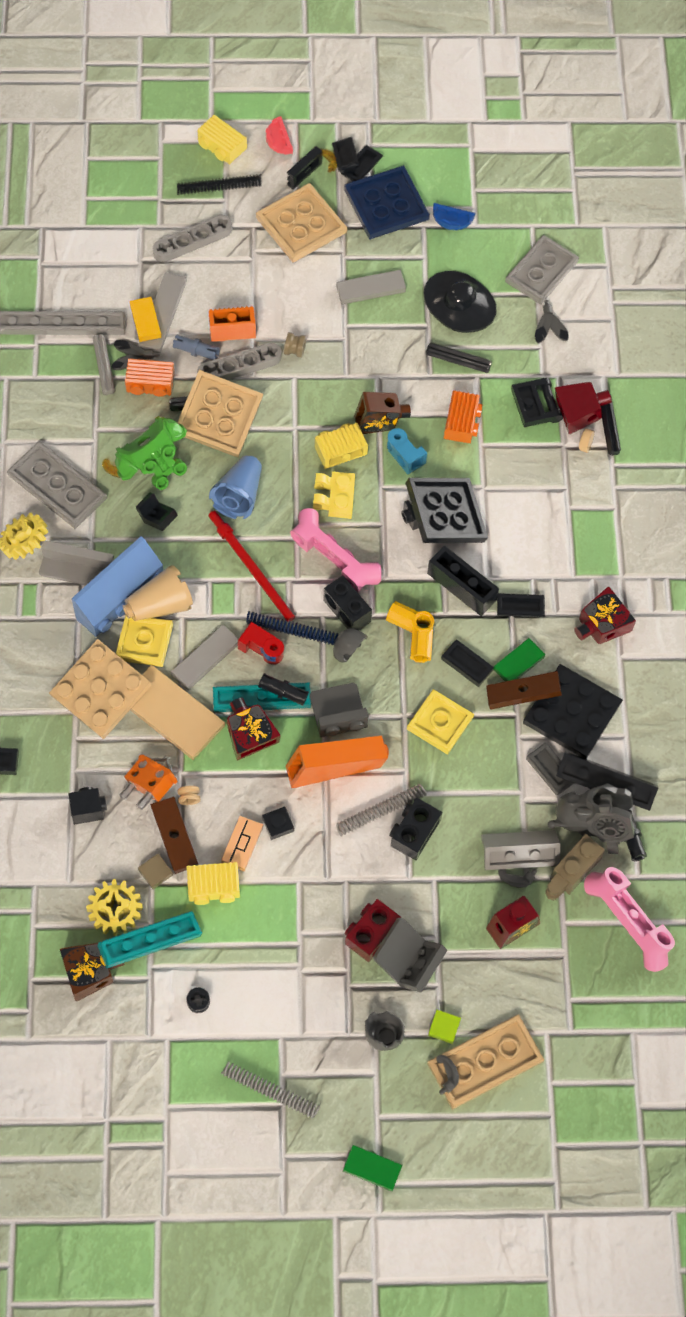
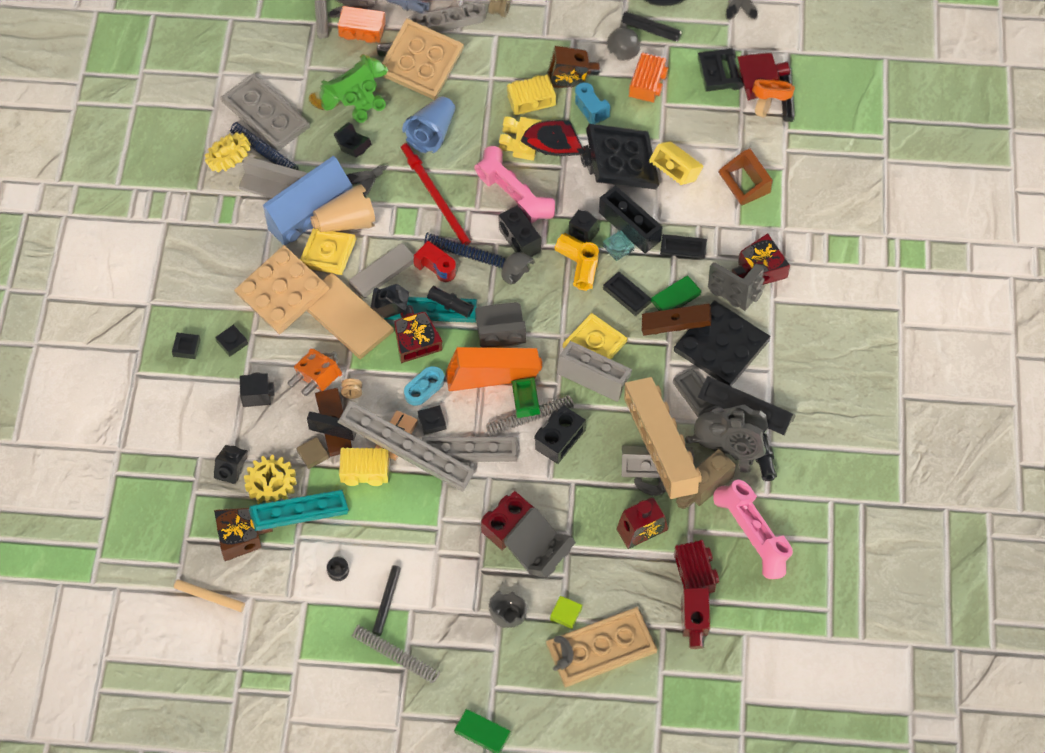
camera: 10 degrees right, 5 degrees down
(52, 750) = (231, 340): none -> black plate
(64, 1042) = (209, 595): none -> tan bar
(68, 891) = (228, 463): none -> black bracket
(88, 544) = (260, 150): none -> dark blue piece
(174, 552) = (366, 178): none -> dark grey piece
(174, 842) = (329, 425): none -> black tile
(219, 694) = (389, 300): none -> black brick
(254, 1030) = (386, 600): none -> black bar
(256, 858) = (406, 446): none -> light grey tile
(264, 786) = (422, 386): none -> medium azure plate
(321, 852) = (476, 448): none -> light grey tile
(370, 494) = (553, 138): none -> shield
(375, 790) = (525, 397): none -> green tile
(416, 589) = (586, 223): none -> black brick
(431, 379) = (623, 44): none -> dark grey hair
(443, 754) = (593, 370): none -> light grey panel
(452, 609) = (618, 245): none -> clear light blue plate
(503, 513) = (676, 163): none -> light yellow brick
(525, 827) = (662, 438): none -> tan brick
(574, 966) = (694, 566): none -> dark red brick
(581, 652) = (735, 289): none -> dark grey bracket
(581, 1010) = (695, 608): none -> dark red torso
(586, 515) = (756, 172): none -> dark orange tile
(596, 423) = (773, 89): none -> orange plate

